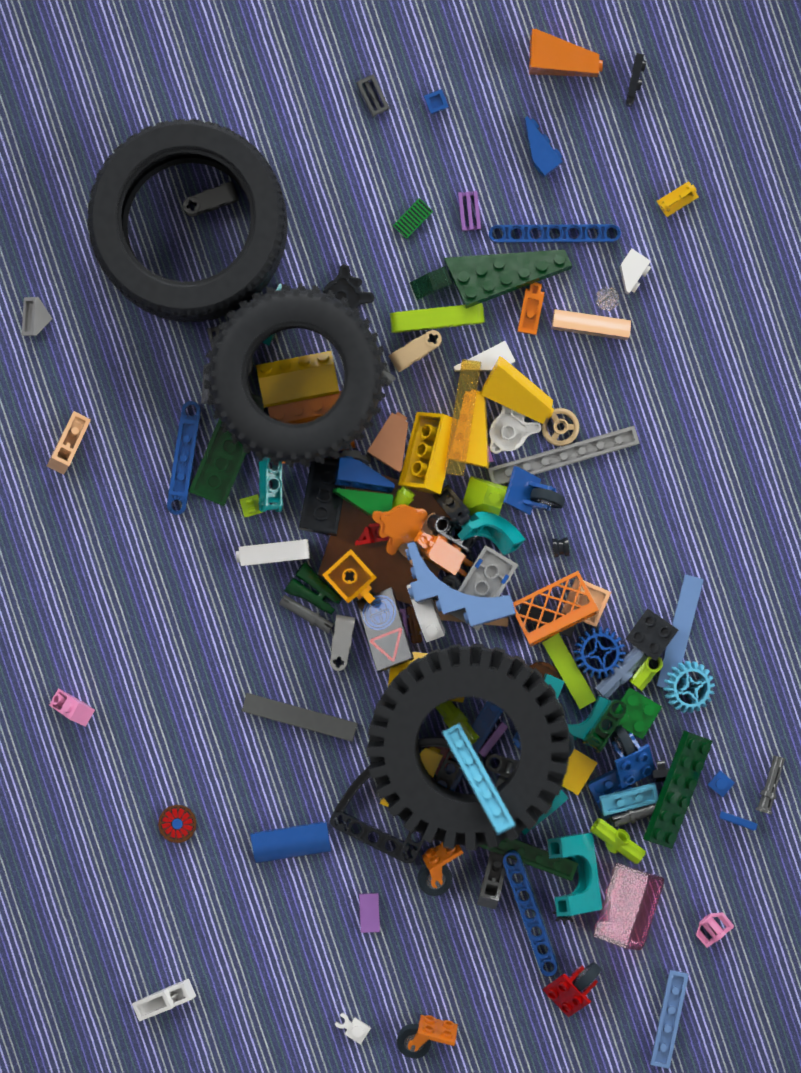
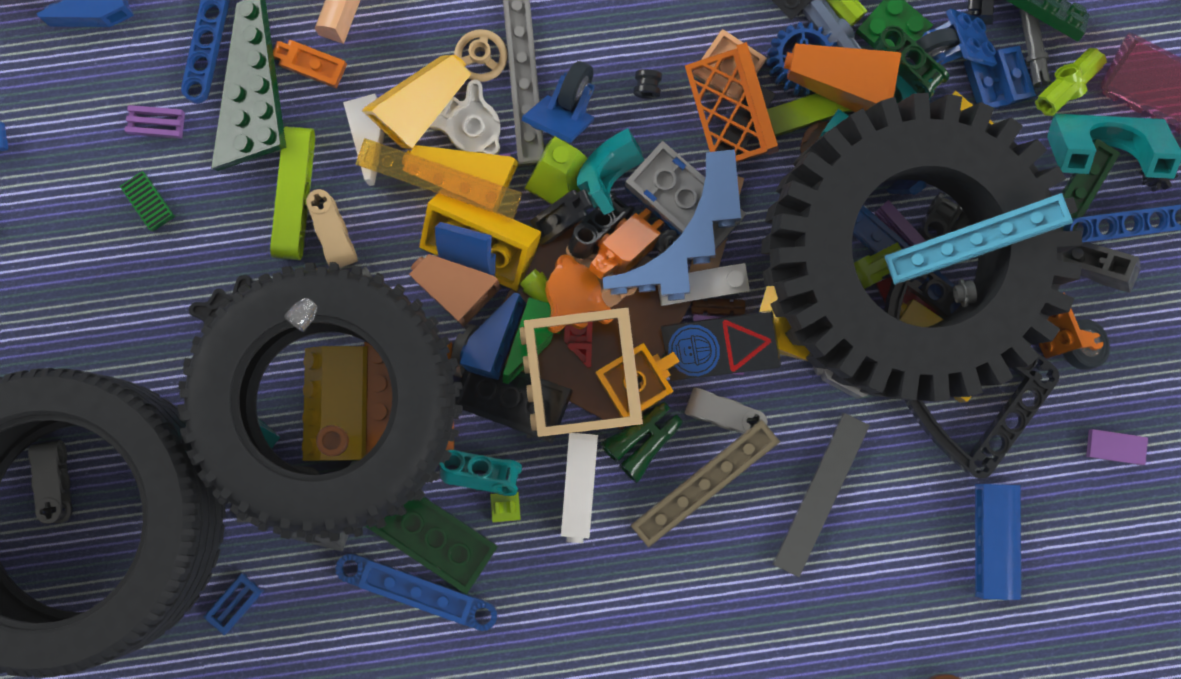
camera: 80 degrees left, 5 degrees down
(167, 345) = (250, 585): none -> blue tile
(270, 392) = (332, 440): none -> reddish brown tile
(291, 636) = (705, 483): none -> dark tan tile
(306, 614) = (682, 448): dark grey pin -> none
(345, 357) = (301, 314): none -> clear hose
(345, 506) = (531, 366): none -> tan window
(417, 445) = (465, 247): none -> blue slope
(431, 283) = (242, 190): clear green slope -> none
(445, 780) = (965, 292): none -> dark grey plate
(584, 686) = (844, 74): none -> orange slope
(628, 799) = (1014, 56): medium azure tile -> none

